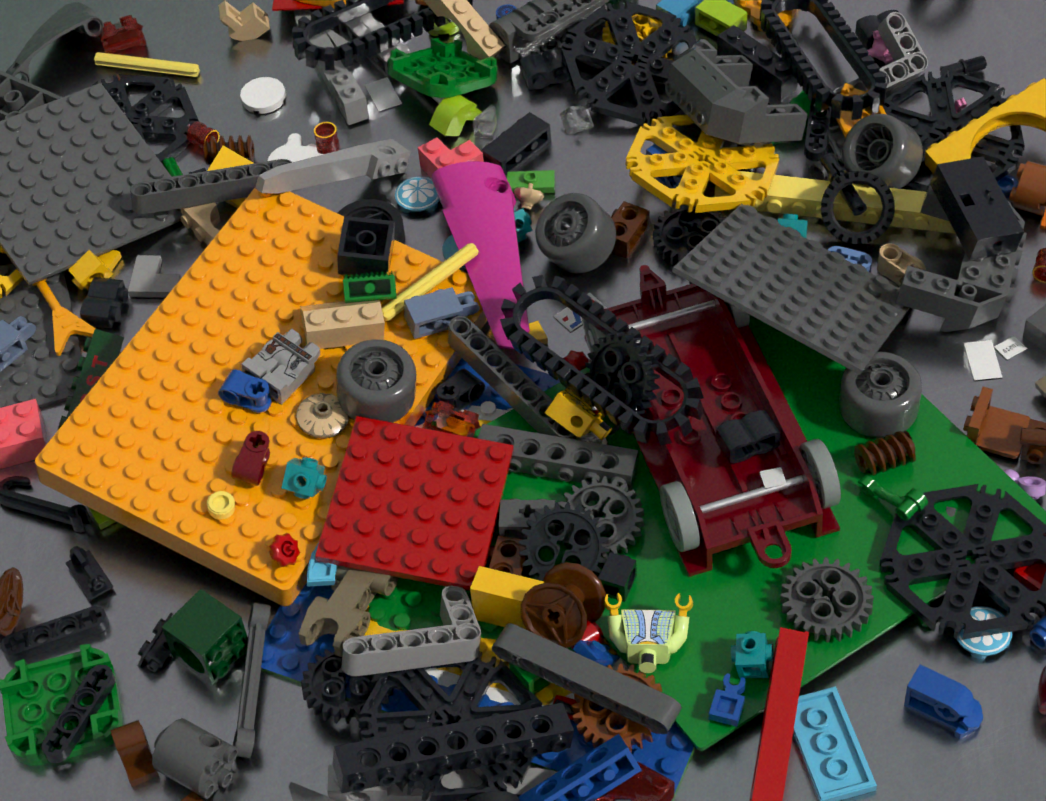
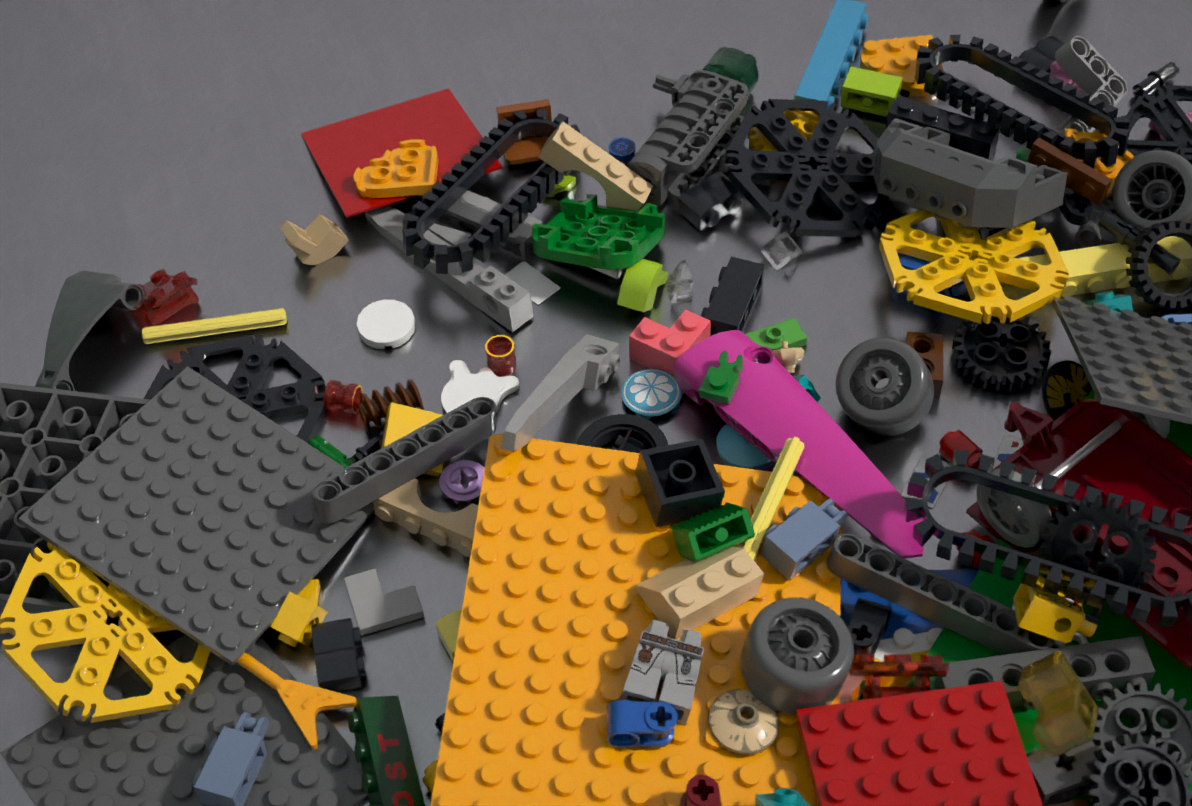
camera: 25 degrees left, 0 degrees up
(451, 193) = (722, 382): none -> green plate
(544, 469) = (1063, 704): none -> clear yellow brick
(611, 294) = (959, 441): none -> red brick
(818, 115) = (1080, 176): none -> reddish brown plate

